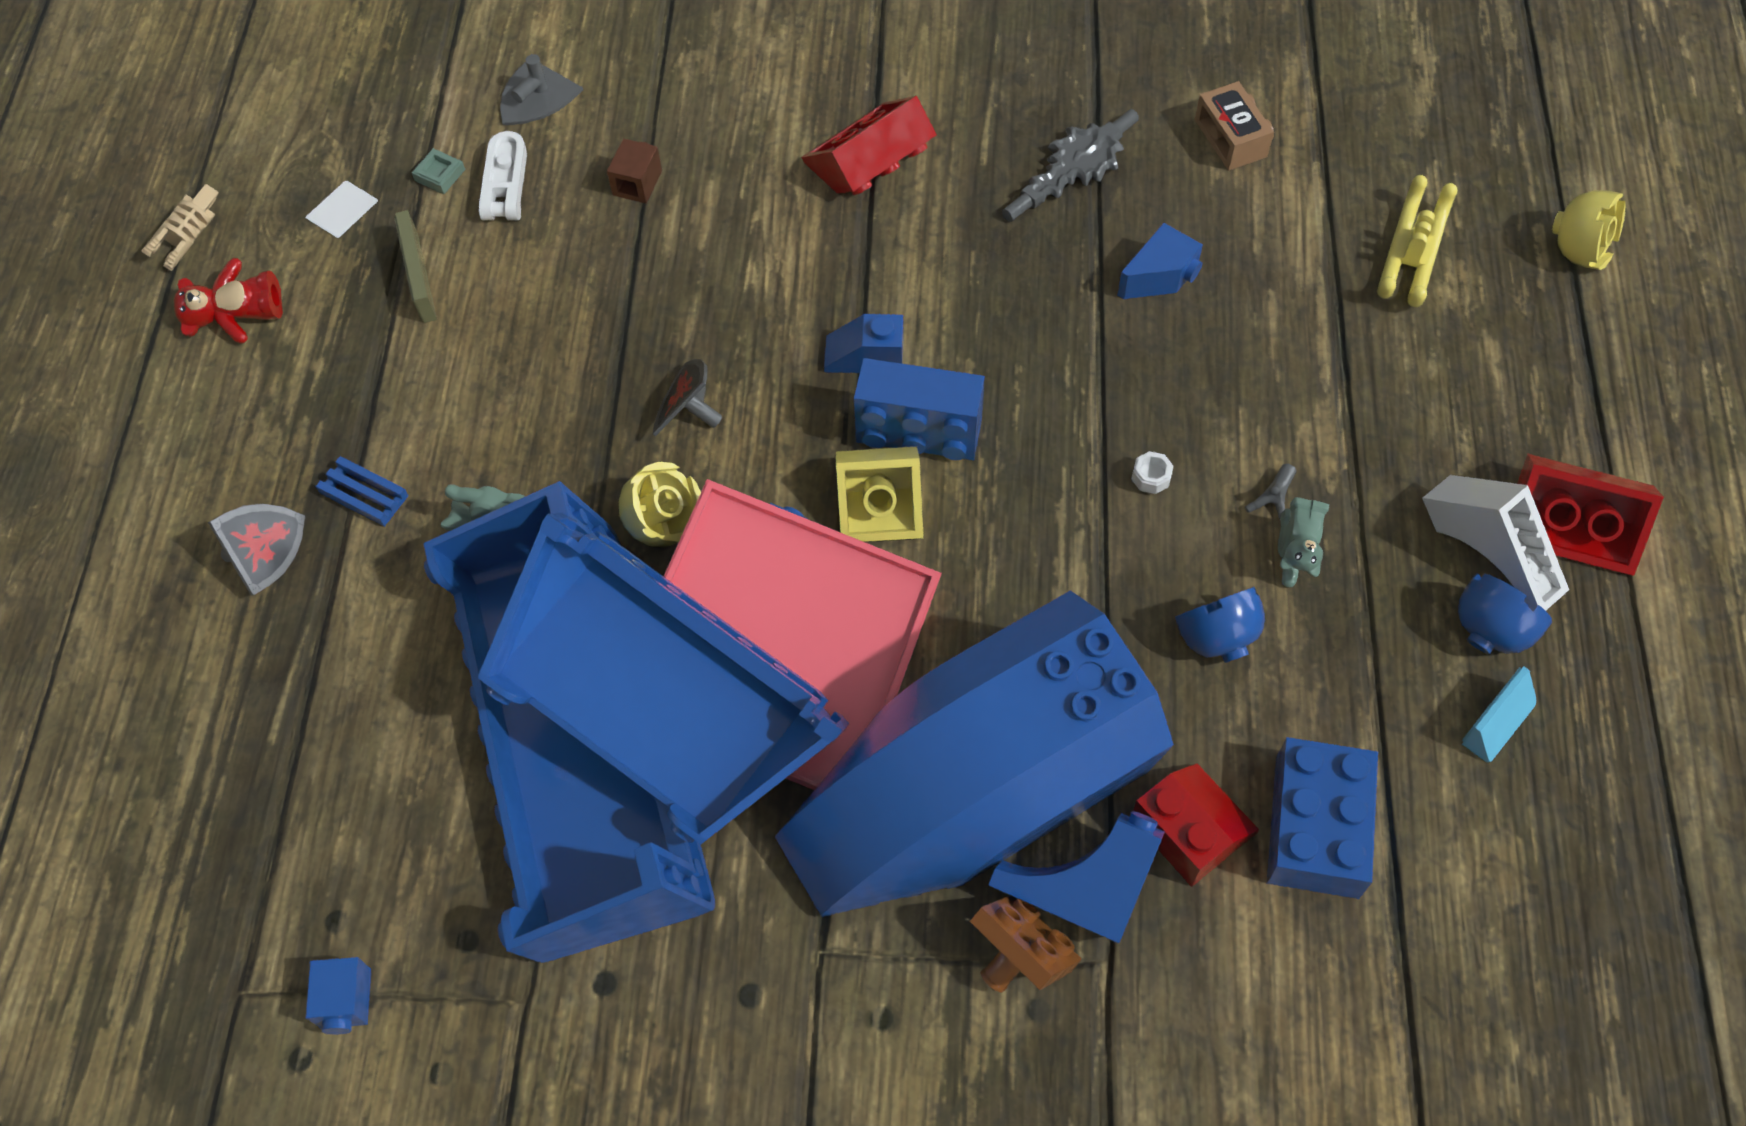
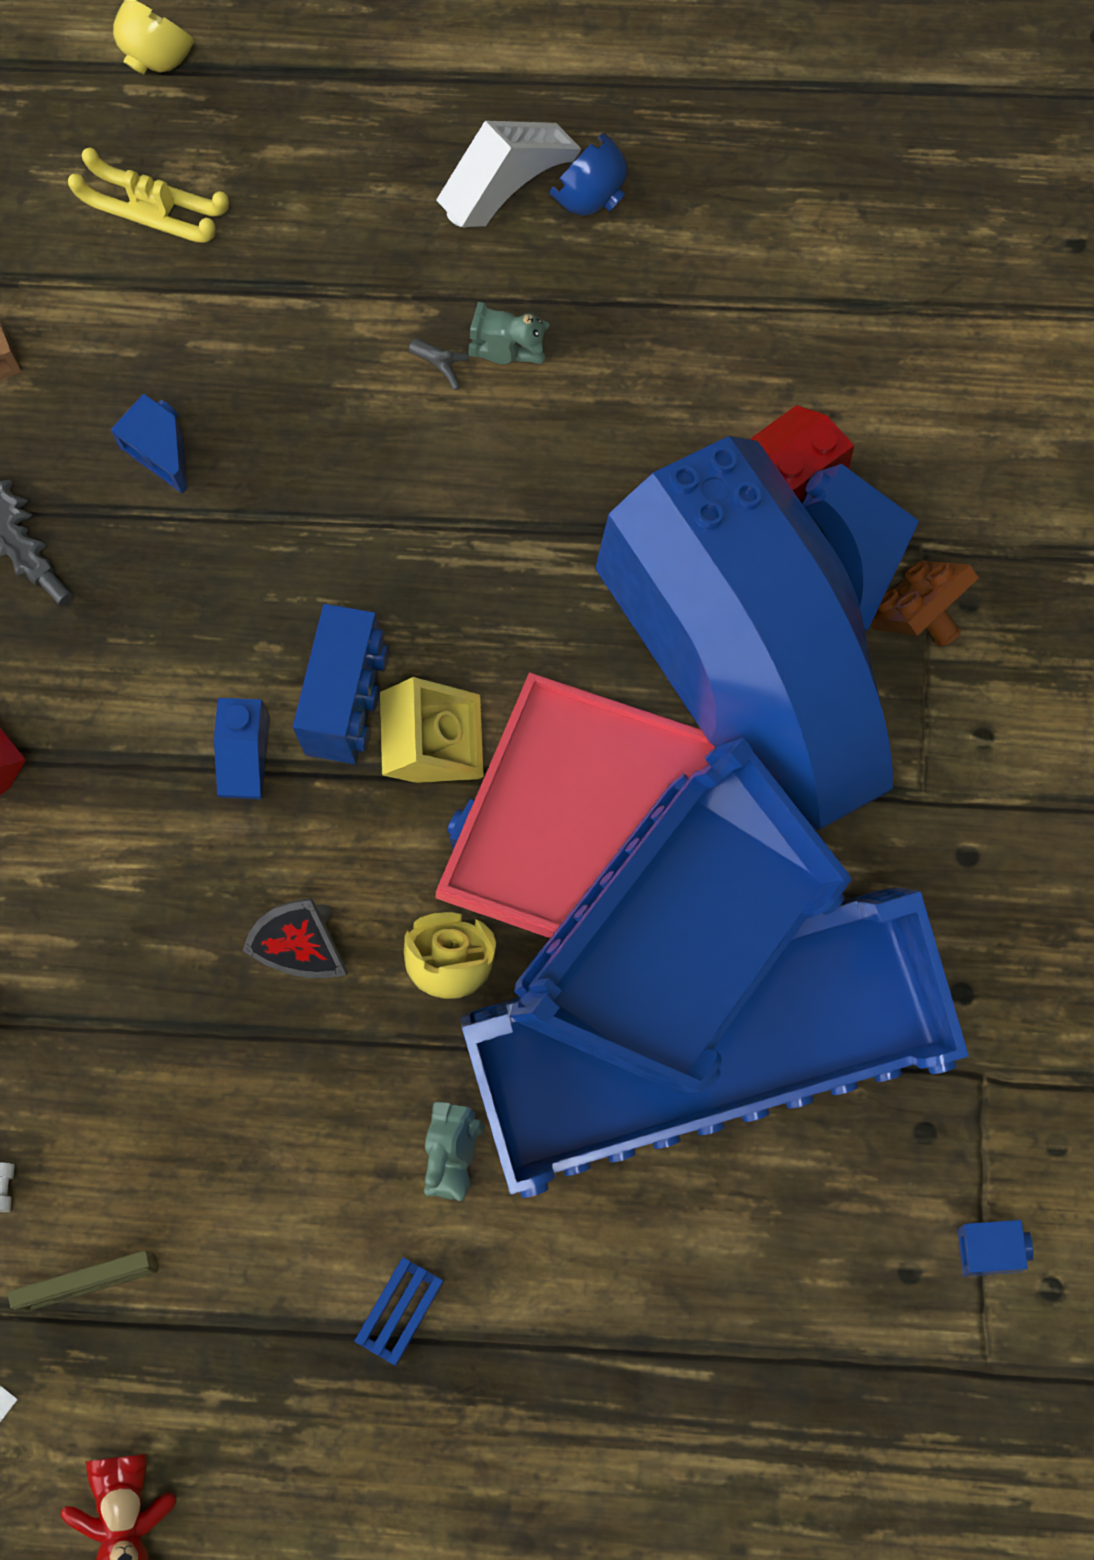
camera: 85 degrees left, 10 degrees up
(259, 542) = (476, 1416): shield -> none
(1152, 472) = (414, 468): white tile -> none
(1224, 625) = (595, 412): blue cylinder -> none
(1323, 818) = (790, 347): blue brick -> none
(1502, 716) = (683, 197): medium azure slope -> none
(1592, 513) = (477, 83): red slope -> none

